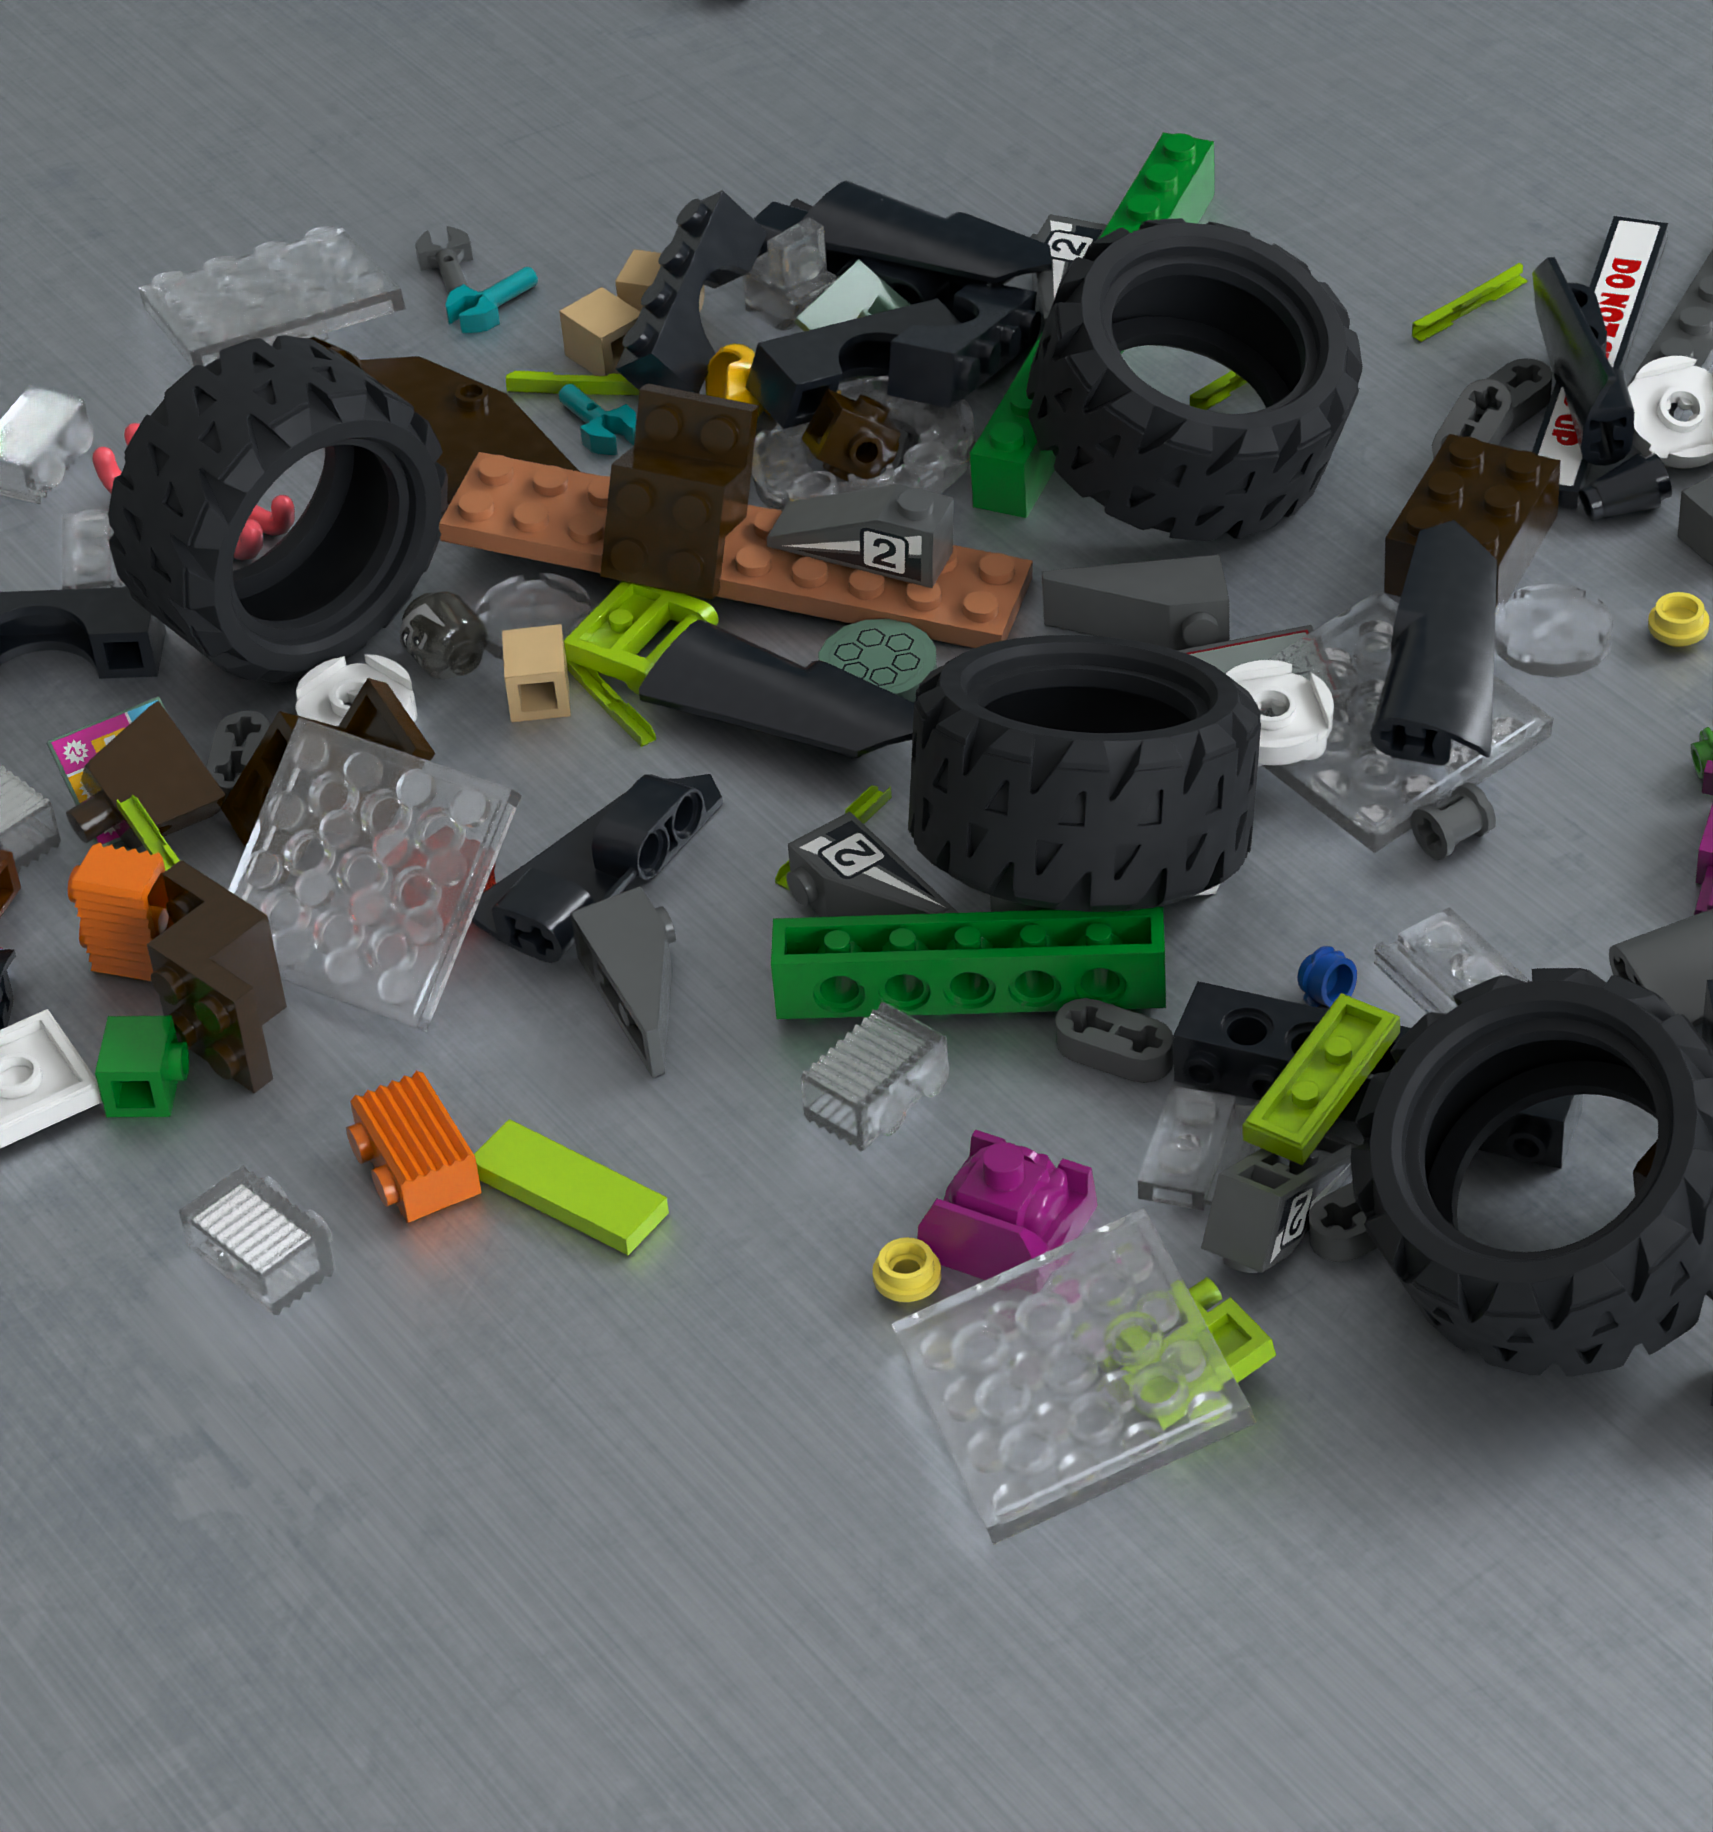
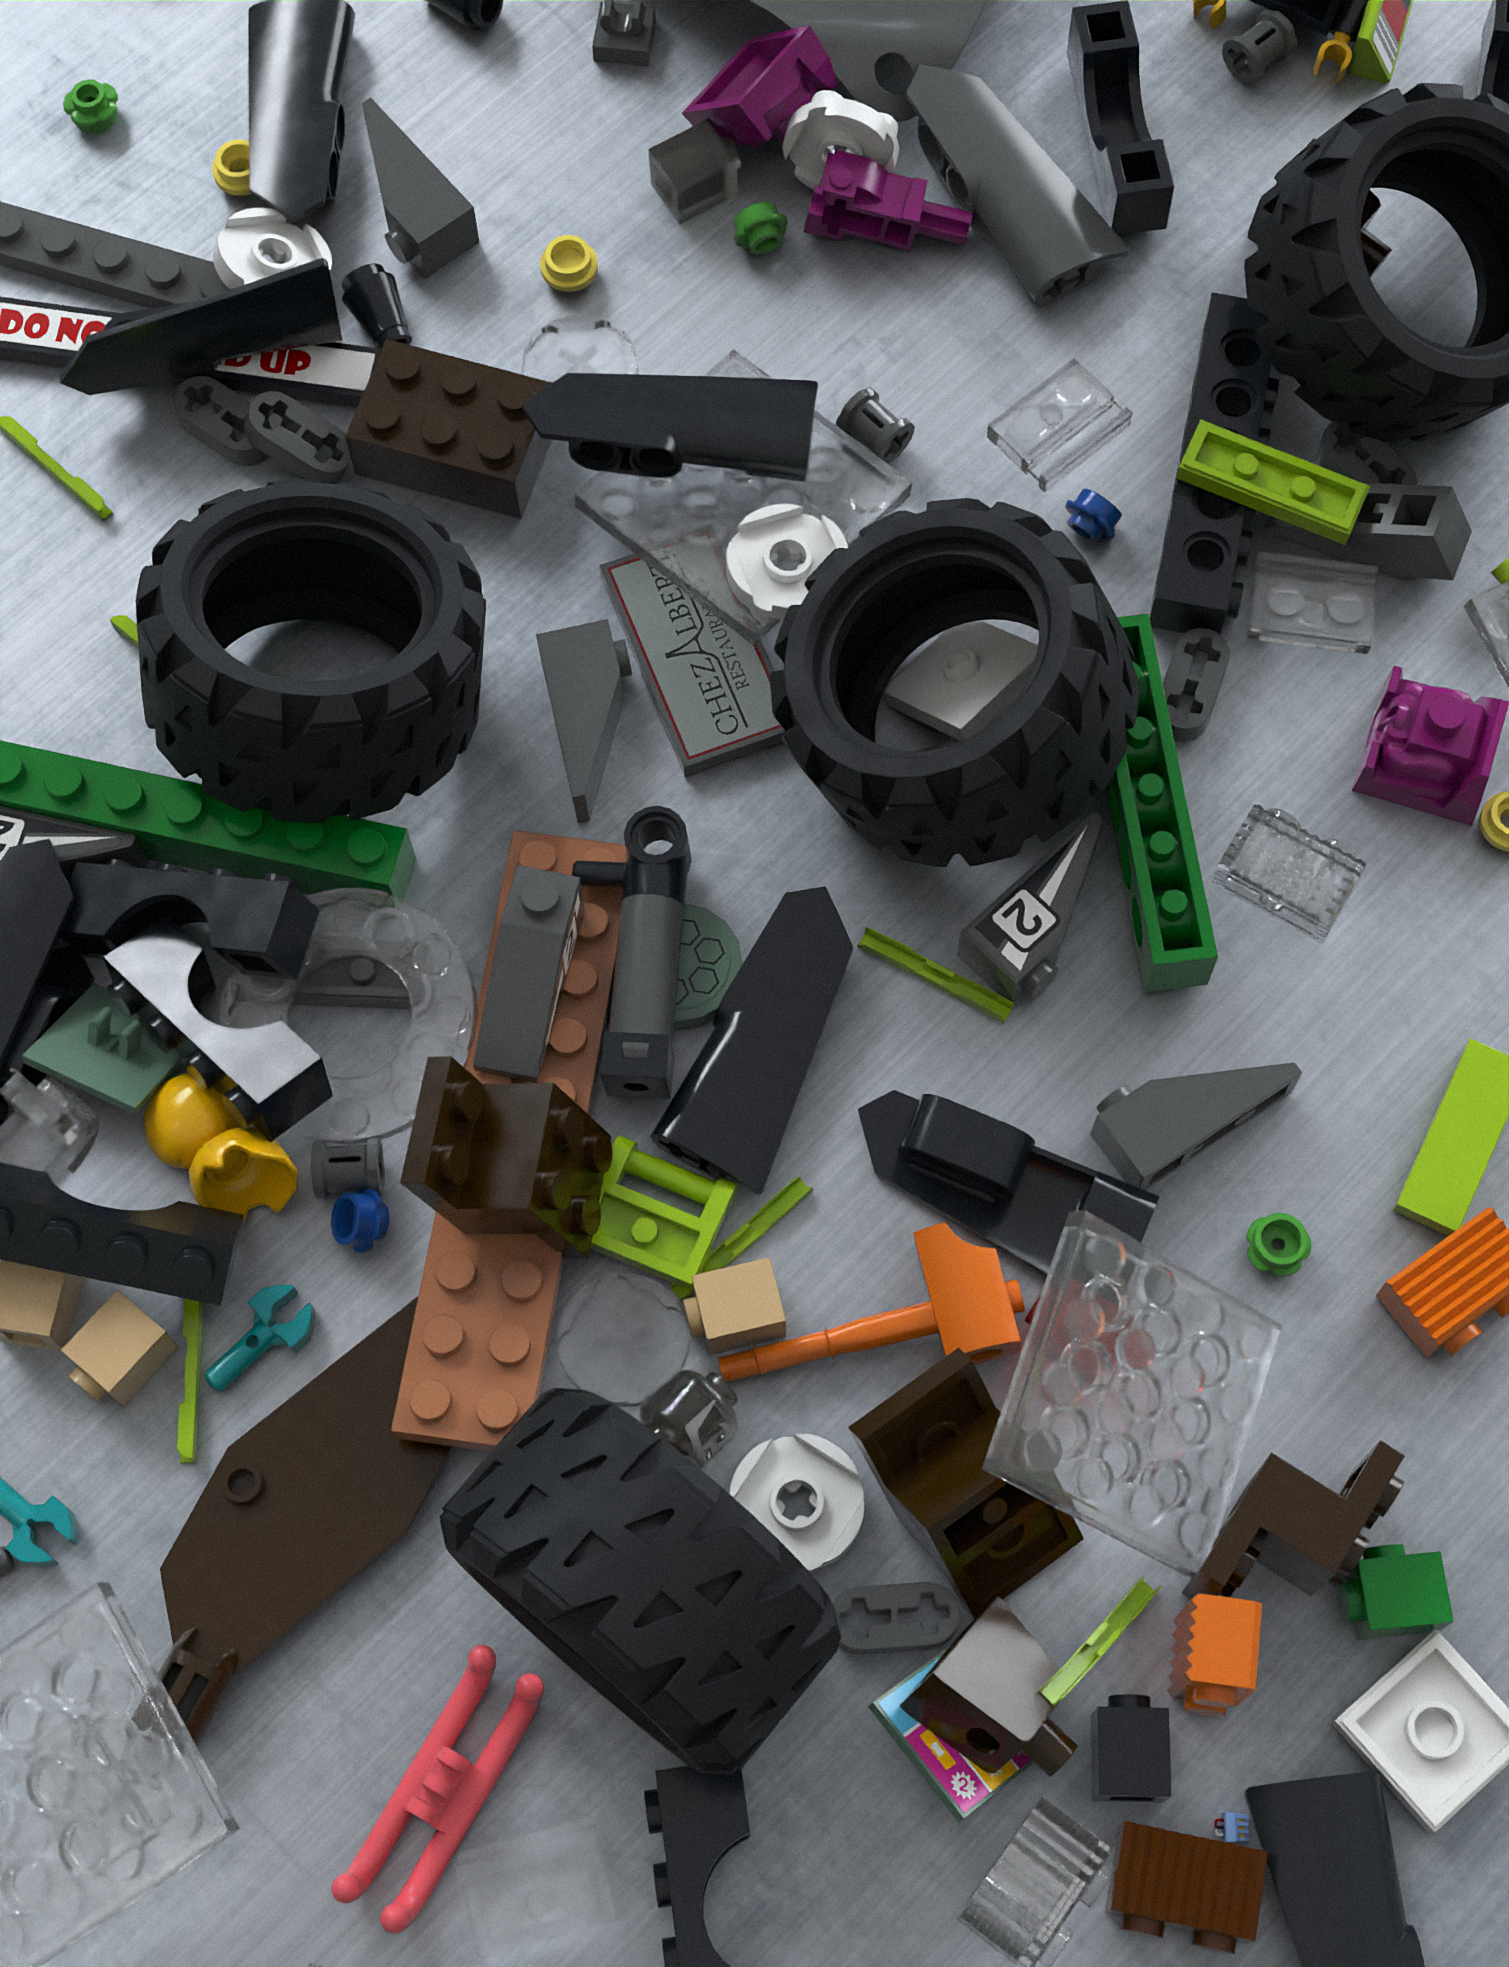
camera: 100 degrees left, 25 degrees up
(47, 876) = (1130, 1751): none -> black brick
(495, 1033) = (1283, 1228): none -> bright green plate
(545, 794) = (966, 1307): none -> orange piece
(782, 607) = (642, 1015): none -> piece
(852, 436) = (346, 1019): dark brown brick -> none

